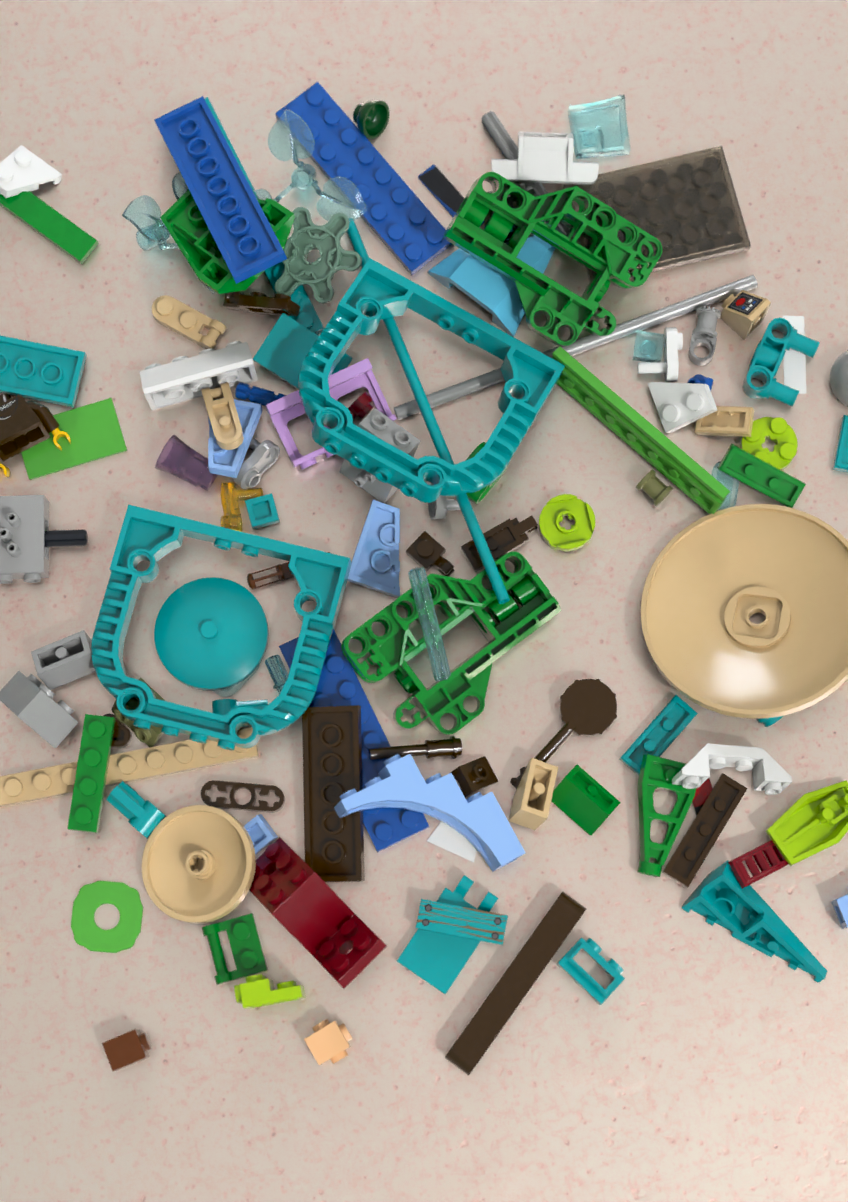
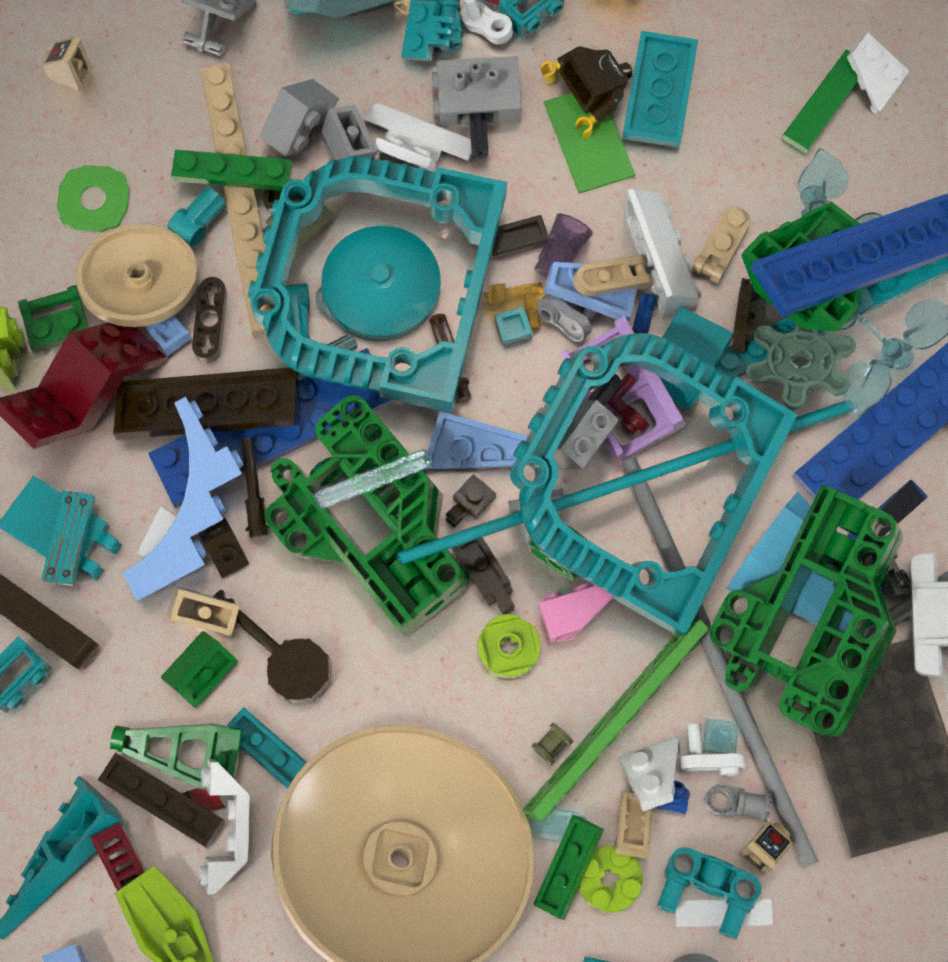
camera: 90 degrees right, 5 degrees down
(65, 600) = (414, 139): none -> white plate
(169, 497) = (519, 237): none -> dark brown tile
(539, 467) = (572, 613): none -> bright pink slope

